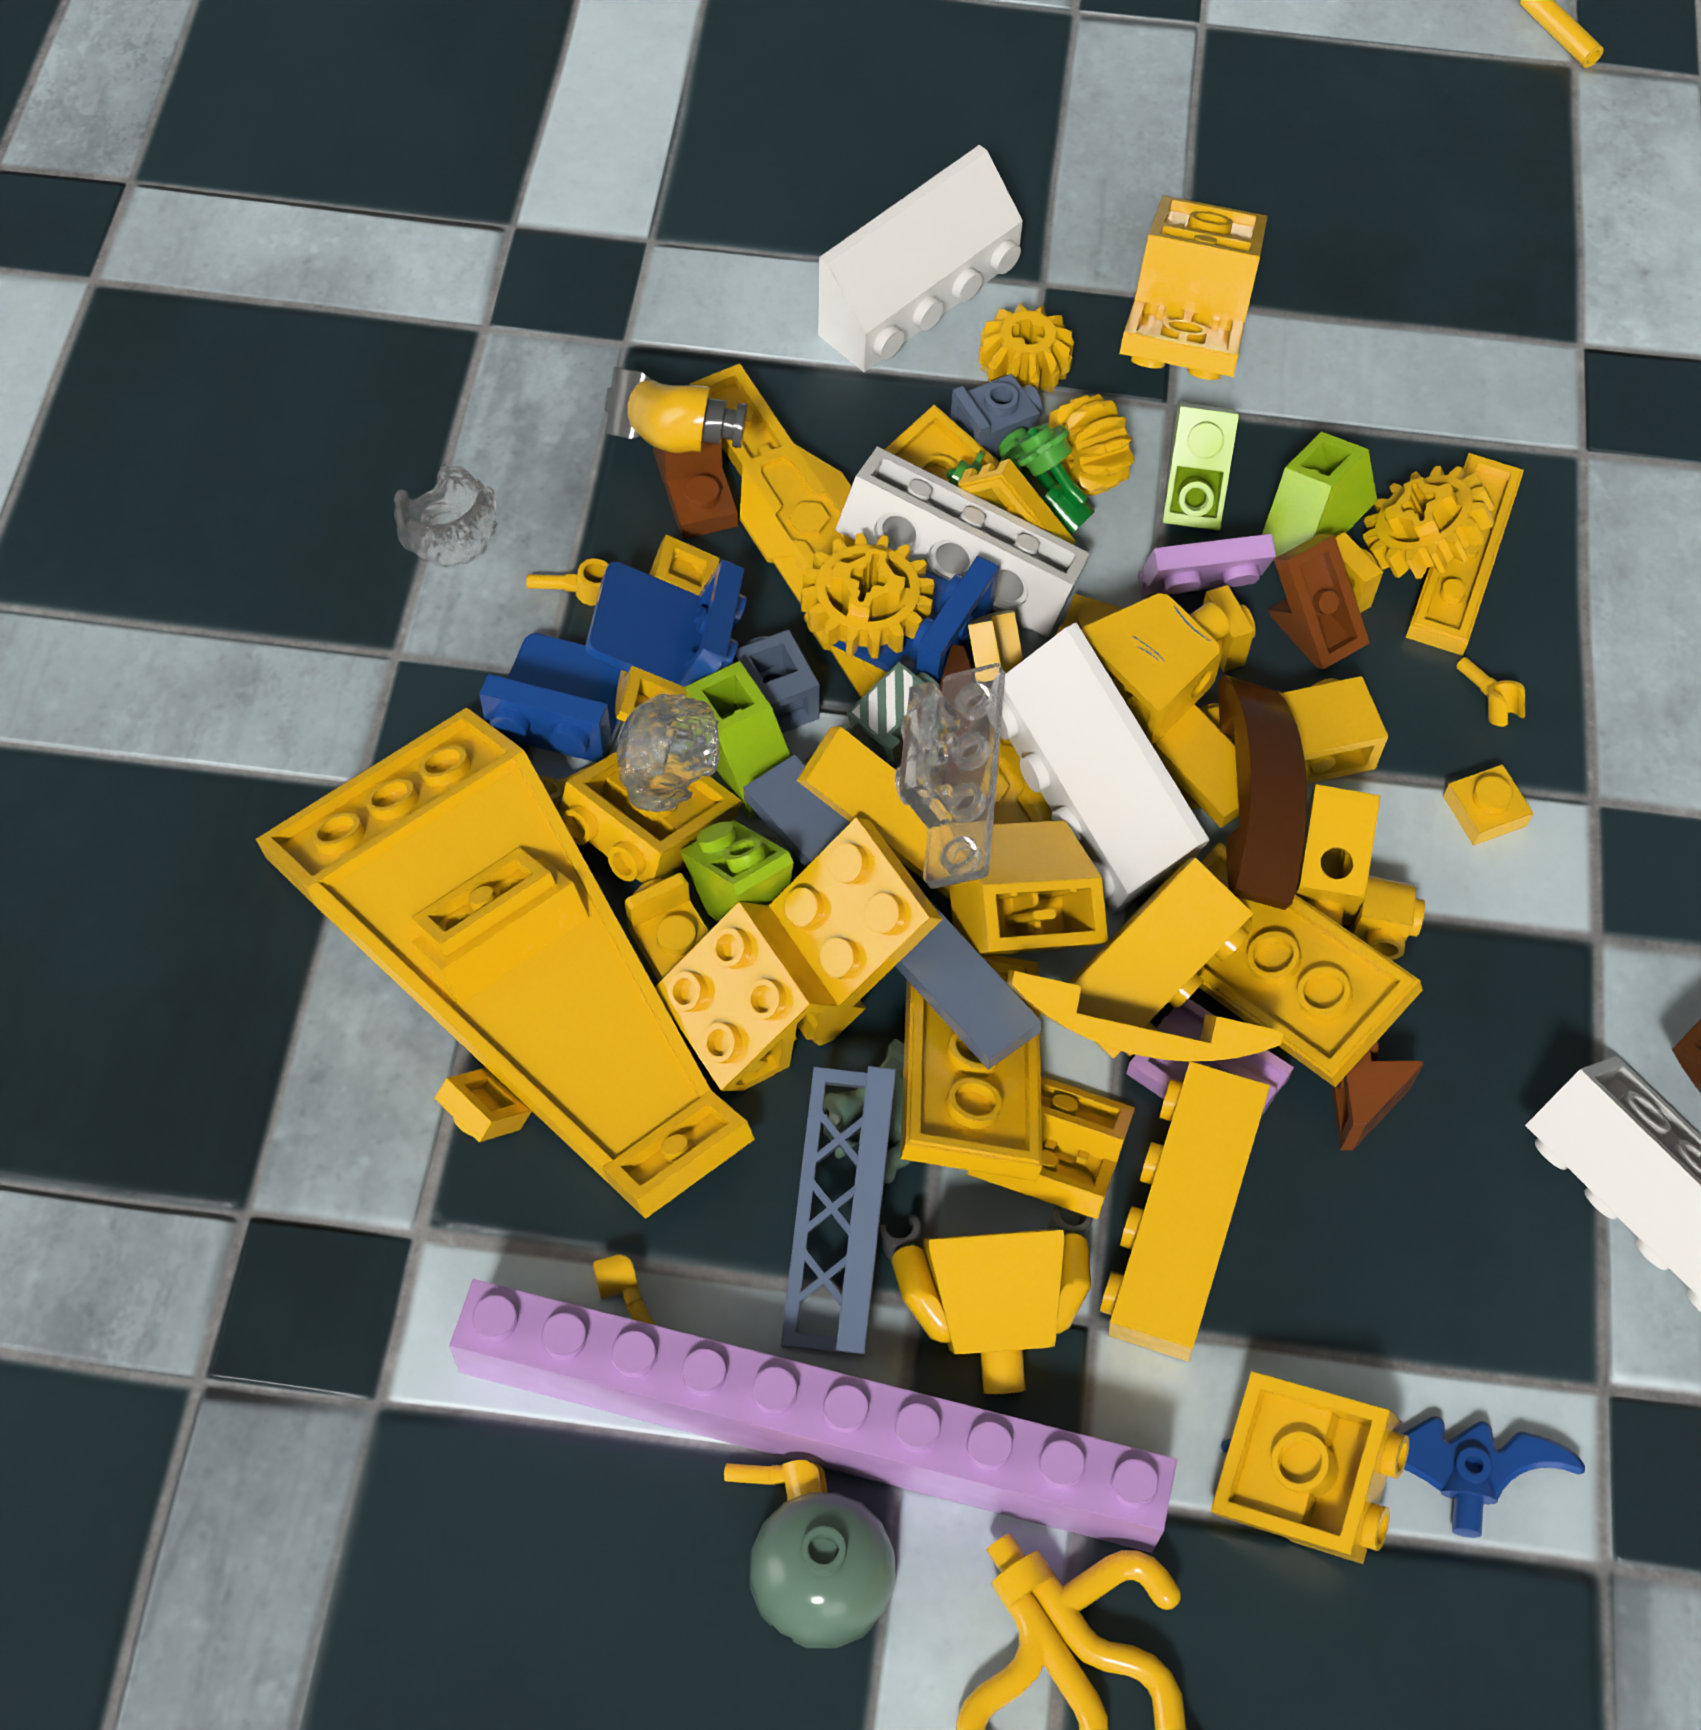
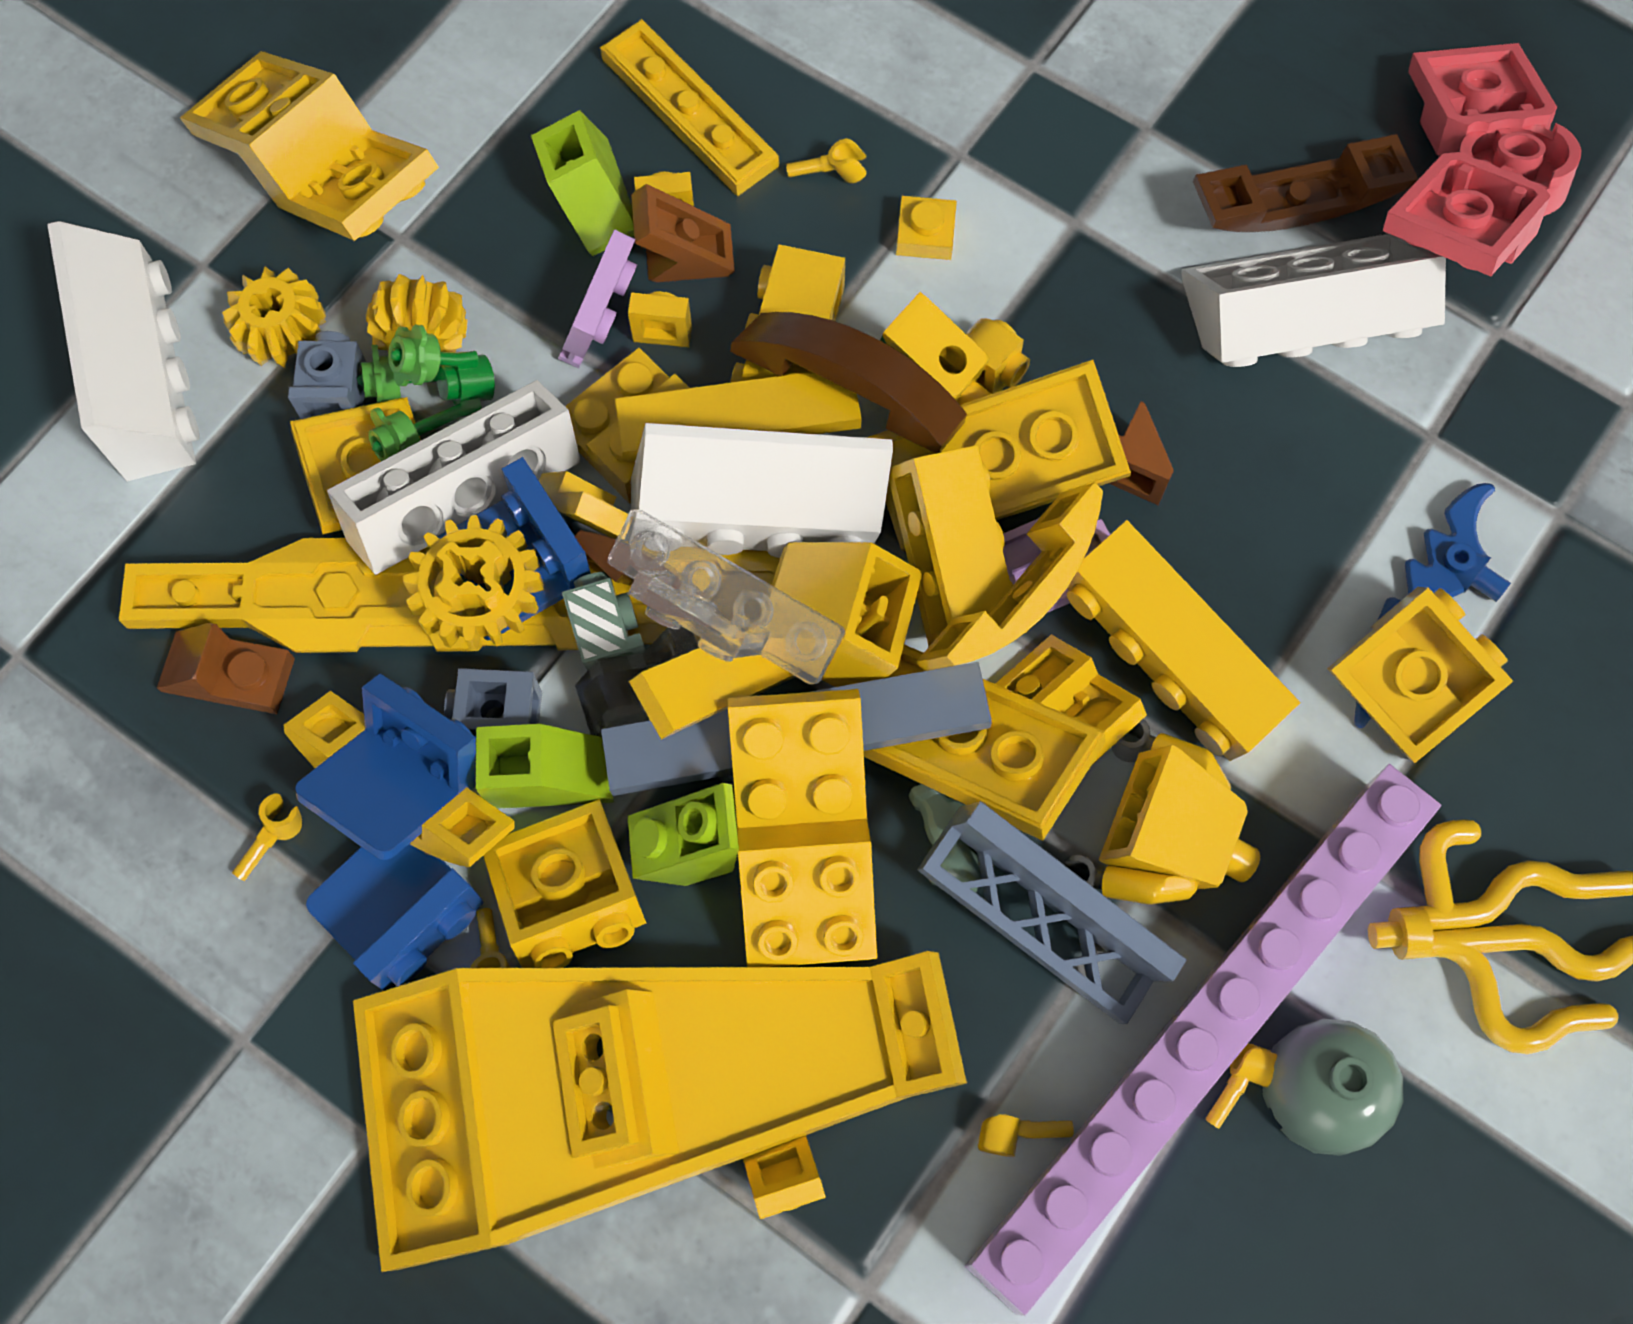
camera: 60 degrees left, 10 degrees up
(450, 521) = (126, 919): clear hair -> none
(664, 922) = (693, 926): yellow bracket -> none
(666, 749) = (532, 839): clear hair -> none
(670, 415) = (164, 658): piece -> none
(1013, 493) = (444, 407): yellow tile -> none
(1160, 657) = (697, 377): yellow torso -> none
(1199, 465) = (484, 246): slope -> none
(1429, 522) = (658, 84): yellow gear -> none

